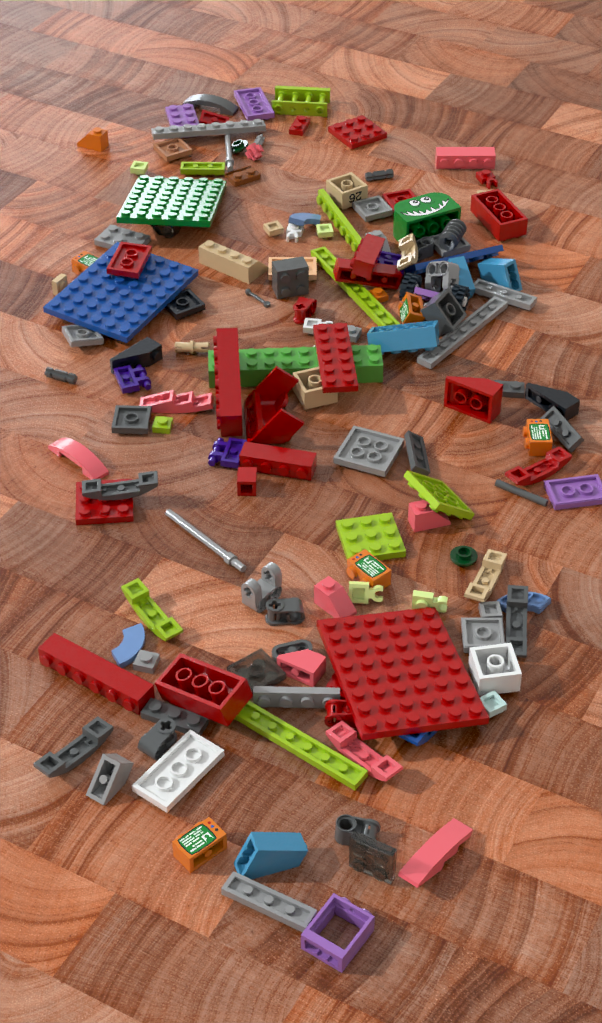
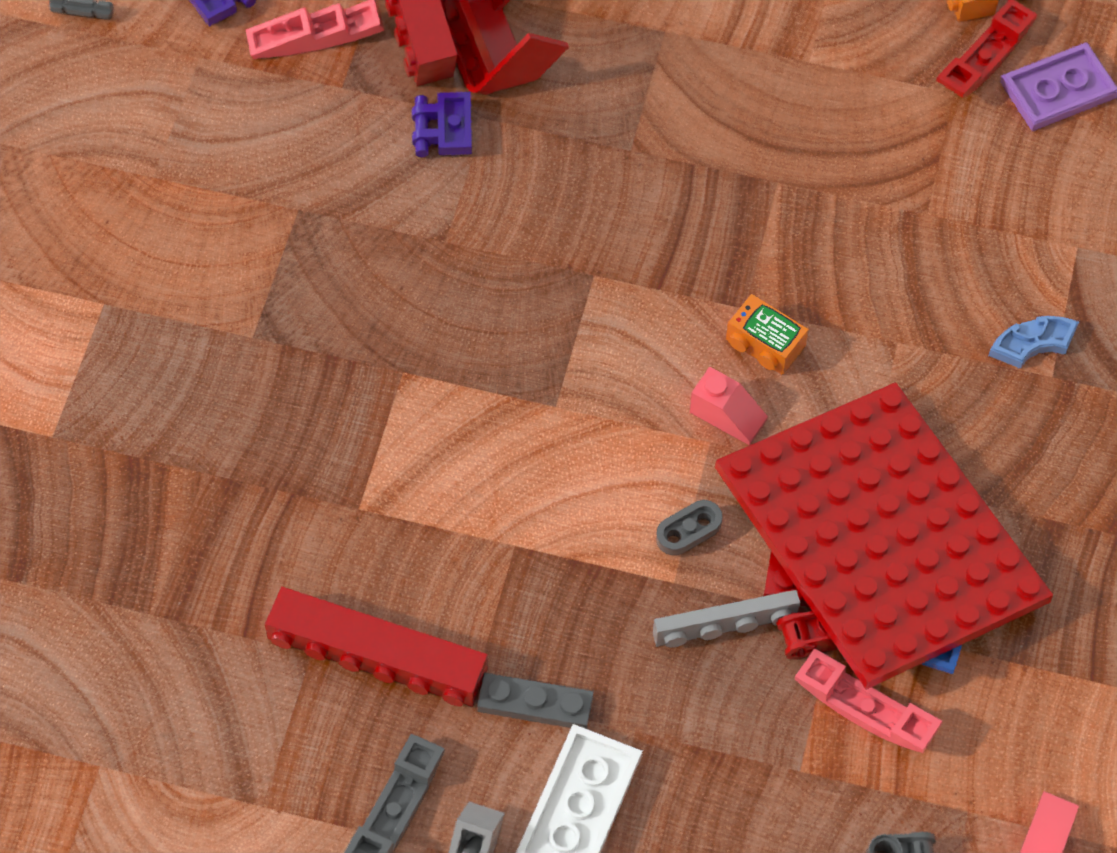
camera: 15 degrees left, 20 degrees up
(80, 455) = (183, 186): coral slope -> none
(102, 511) = (260, 276): red plate -> none
(120, 490) = (289, 251): dark grey slope -> none
(131, 419) = (247, 84): dark grey plate -> none
(131, 645) = (414, 573): medium blue tile -> none
(146, 661) = (450, 599): light grey plate -> none
(149, 611) = (425, 499): lime slope -> none
(158, 738) = (525, 758): dark grey piece -> none
(162, 425) = (305, 83): lime plate -> none
(204, 689) = (576, 647): red brick -> none
(229, 557) = (519, 353): light grey bar -> none
(247, 481) = (499, 183): red brick -> none
(257, 593) = (605, 413): light grey piece -> none
(258, 669) = (643, 582): clear smoke plate -> none
(278, 460) = (538, 127): red brick -> none
(286, 611) = (653, 447): dark grey piece -> none
(302, 745) = (741, 701): lime plate -> none
(303, 666) = (716, 553): coral slope -> none
(360, 592) = (768, 379): yellowish green plate -> none
(369, 451) = (688, 71): light grey plate -> none
(374, 533) = (745, 256): lime plate -> none
(417, 453) = (773, 61): dark grey plate -> none
(423, 517) = (828, 194): coral slope -> none
(426, 599) = (878, 375): yellowish green plate -> none
(438, 495) = (841, 153): lime plate -> none
(463, 556) = (912, 264): dark green piece -> none
(481, 632) = (989, 422): light grey plate -> none
(487, 576) = (962, 302): tan slope -> none
(490, 609) = (988, 372): light grey plate -> none
(493, 703) = (1045, 556): light aqua plate -> none
(494, 669) = (1032, 493): white brick -> none
(517, 619) = (1037, 387): dark grey slope -> none
(522, 493) = (969, 107): dark grey bar -> none

